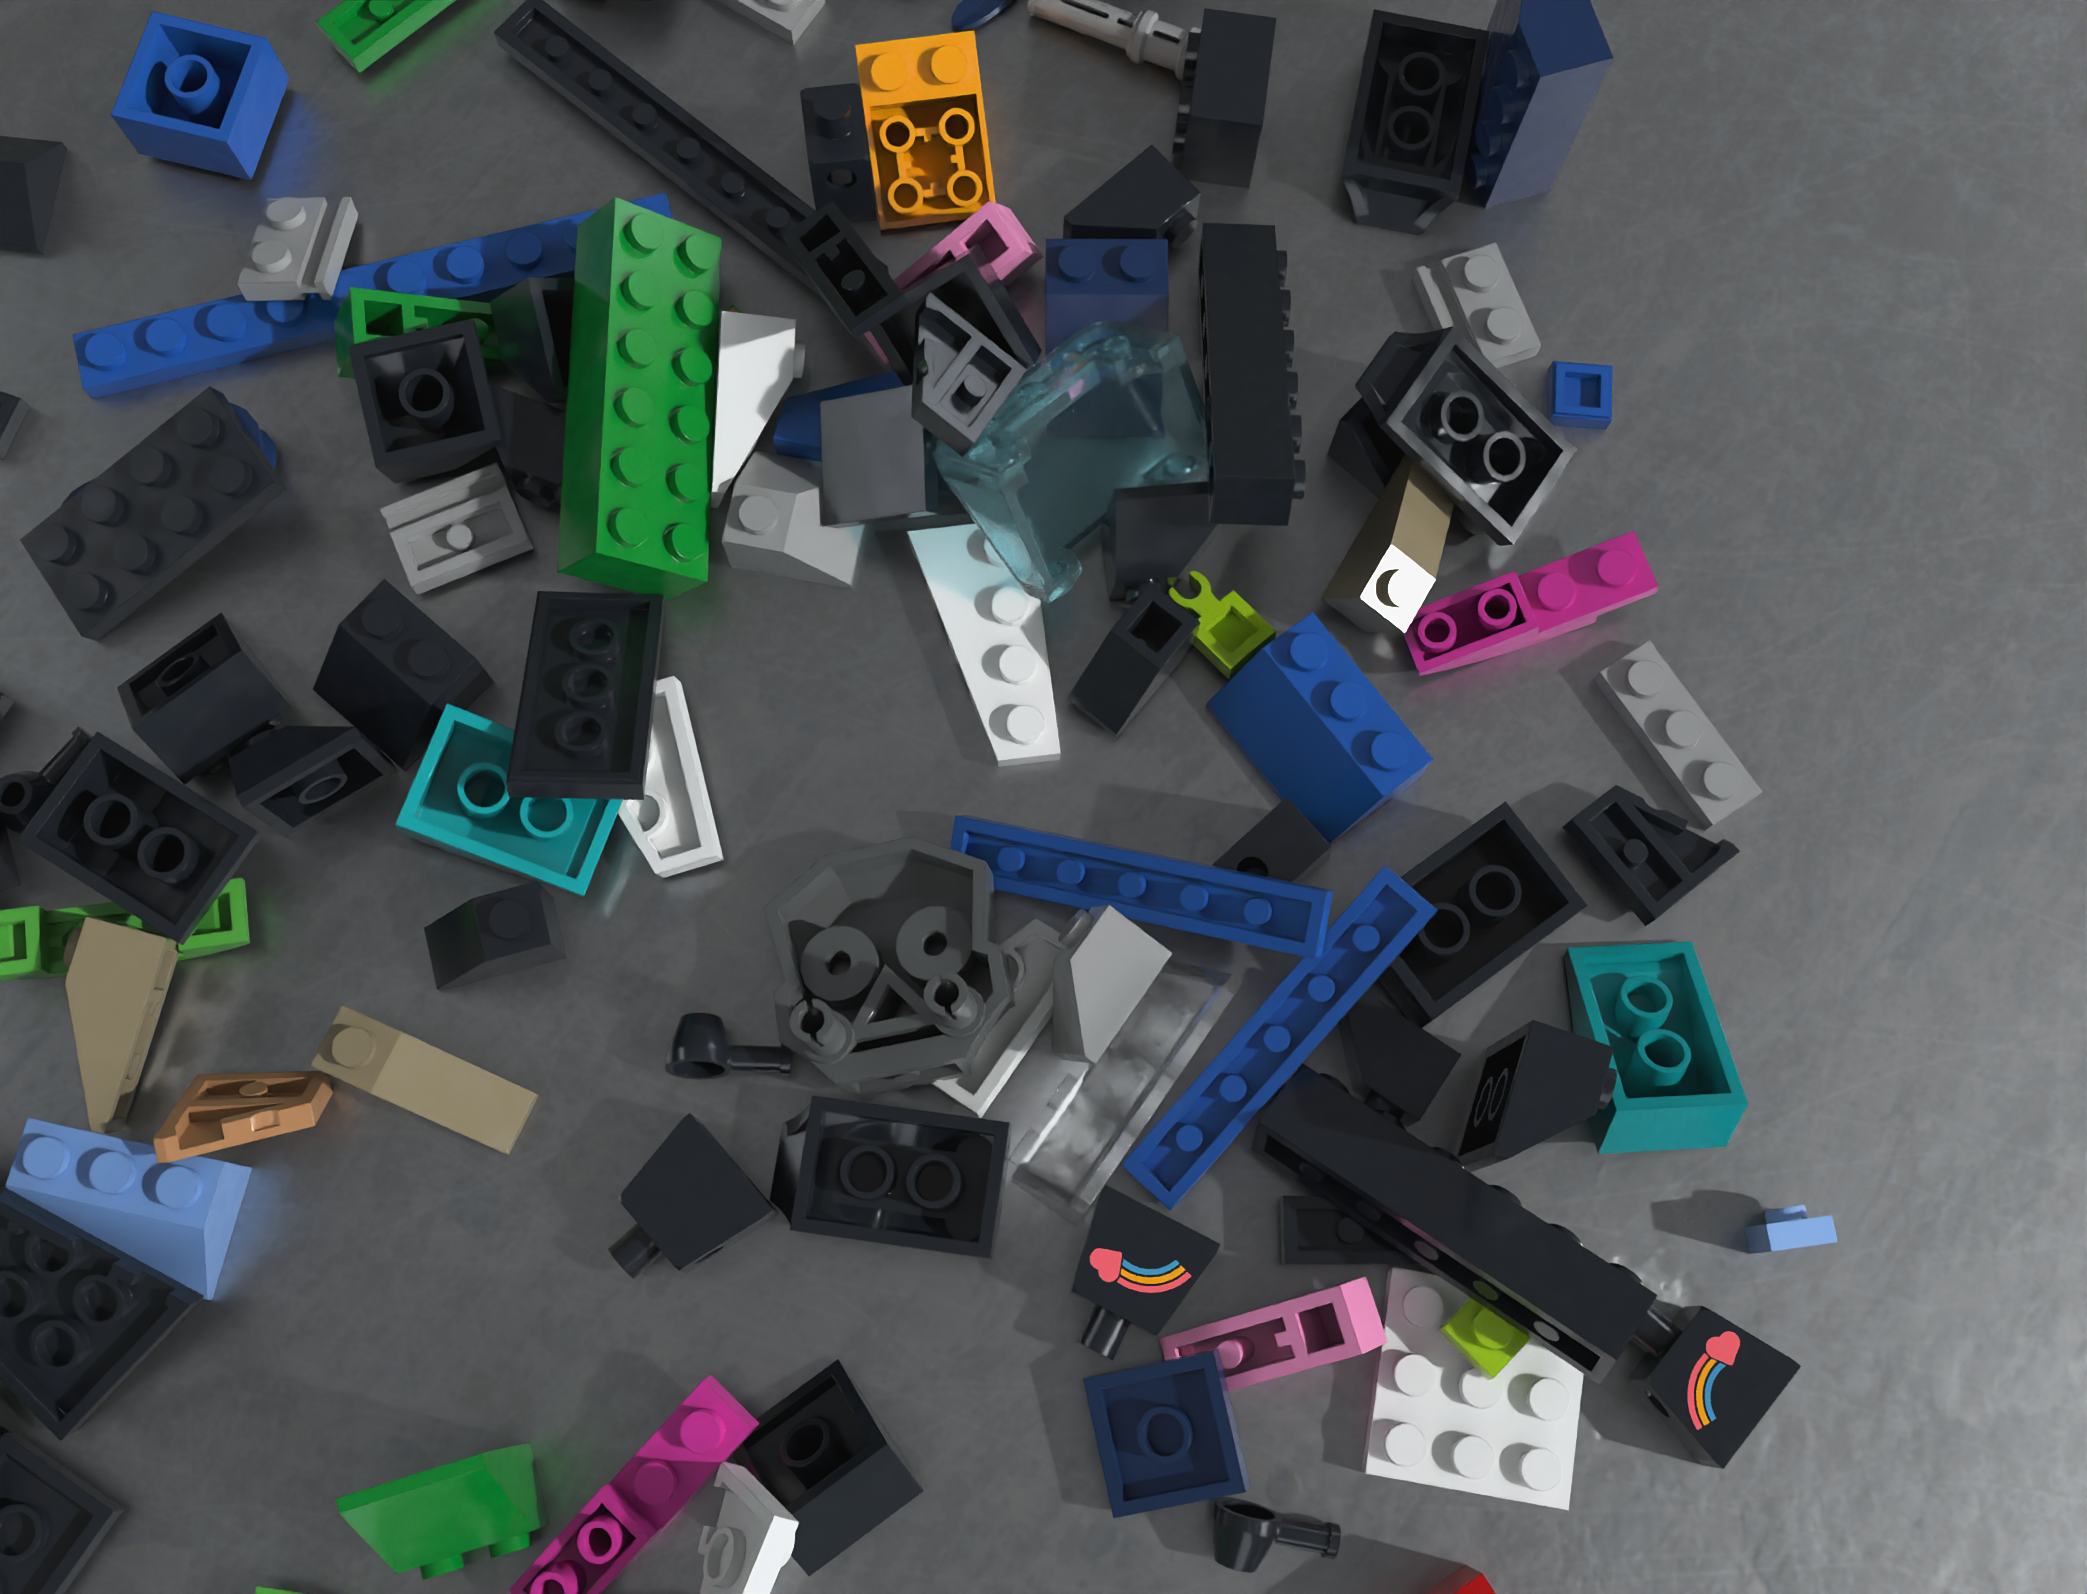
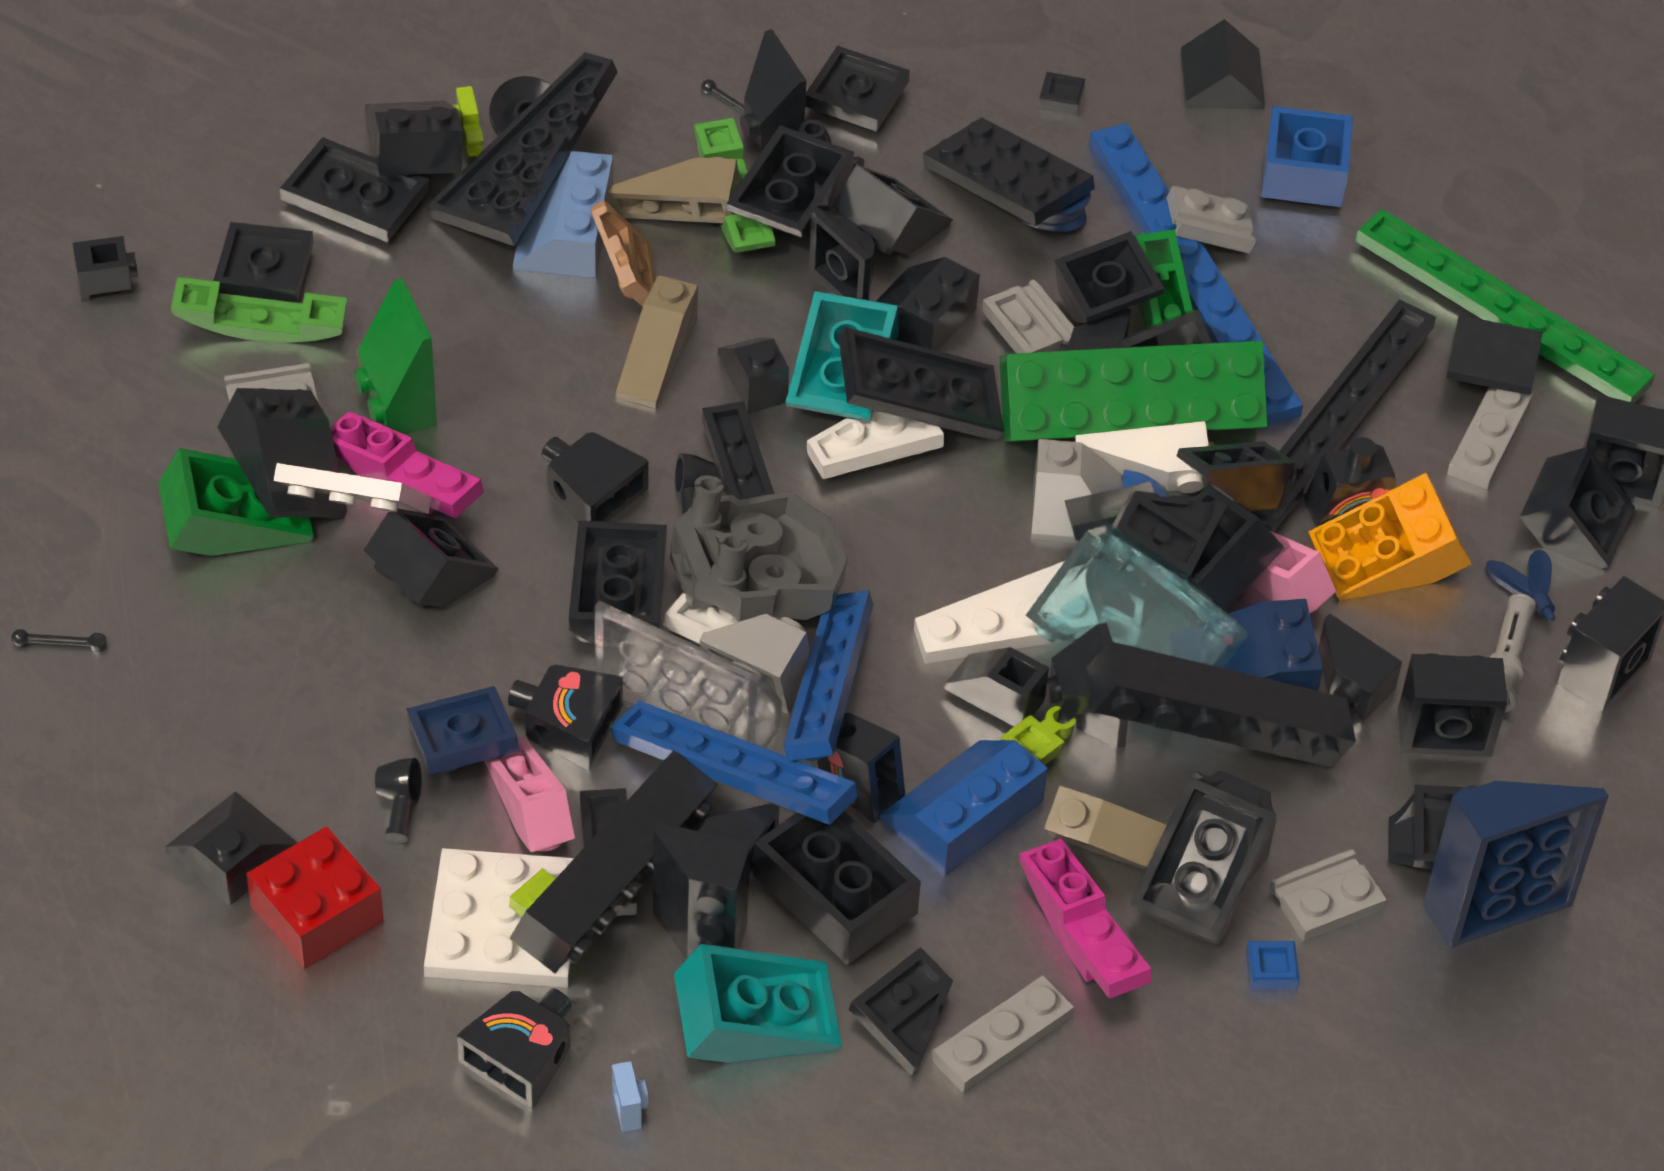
camera: 85 degrees right, 25 degrees down
(670, 978) = (736, 451): none -> black plate

